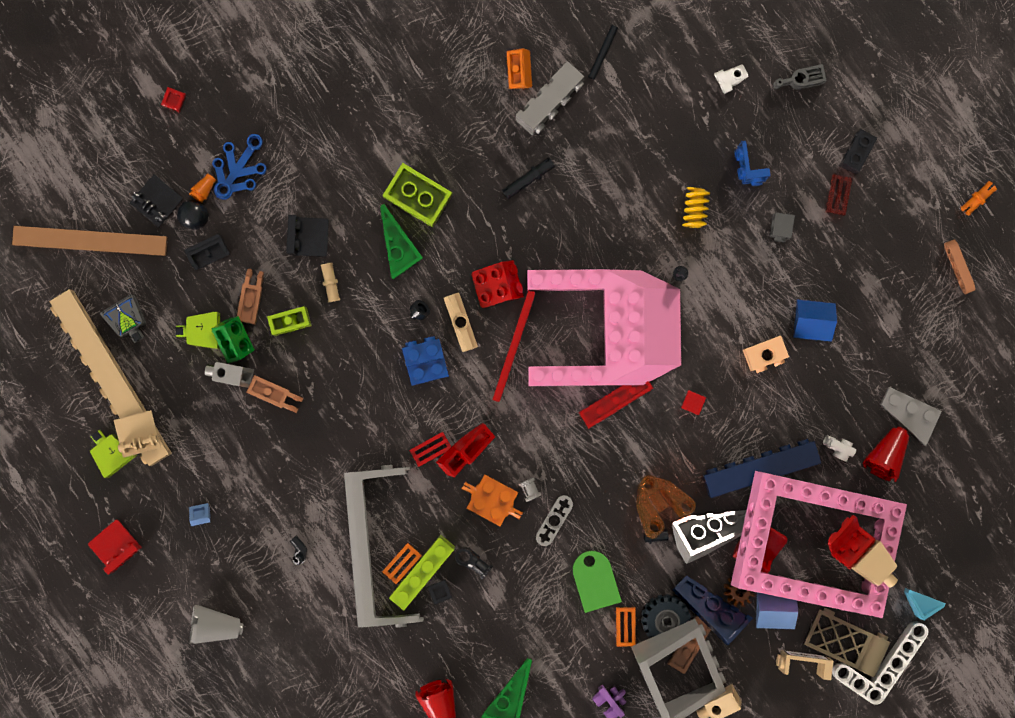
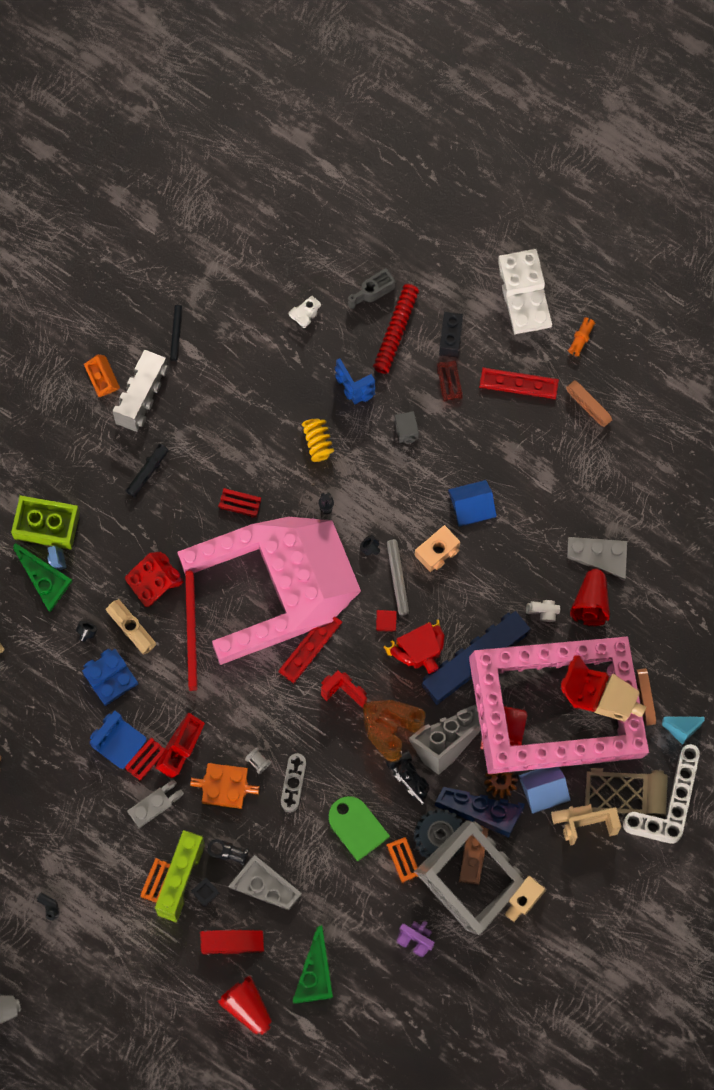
camera: 15 degrees left, 15 degrees down
(361, 550) = (110, 881): light grey piece -> none
(411, 424) = (117, 740): none -> blue bracket
(416, 231) = (56, 558): none -> medium blue plate
(422, 493) = (154, 804): none -> light grey hinge
(447, 644) = (231, 941): none -> red slope
(495, 603) = (265, 884): none -> light grey wing
(607, 235) = (239, 502): none -> red tile
(620, 447) = (343, 680): none -> red bracket
(660, 562) = (417, 785): none -> black hinge
(705, 327) = (370, 545): none -> black tile
(714, 442) = (419, 647): none -> red torso
(719, 365) = (397, 576): none -> light grey axle
(791, 644) = (563, 815): none -> tan pin
(809, 125) = (396, 328): none -> red piece
(901, 560) = (646, 696): none -> nougat beam
(902, 221) = (519, 383): none -> red tile
(943, 135) = (524, 291): none -> white piece

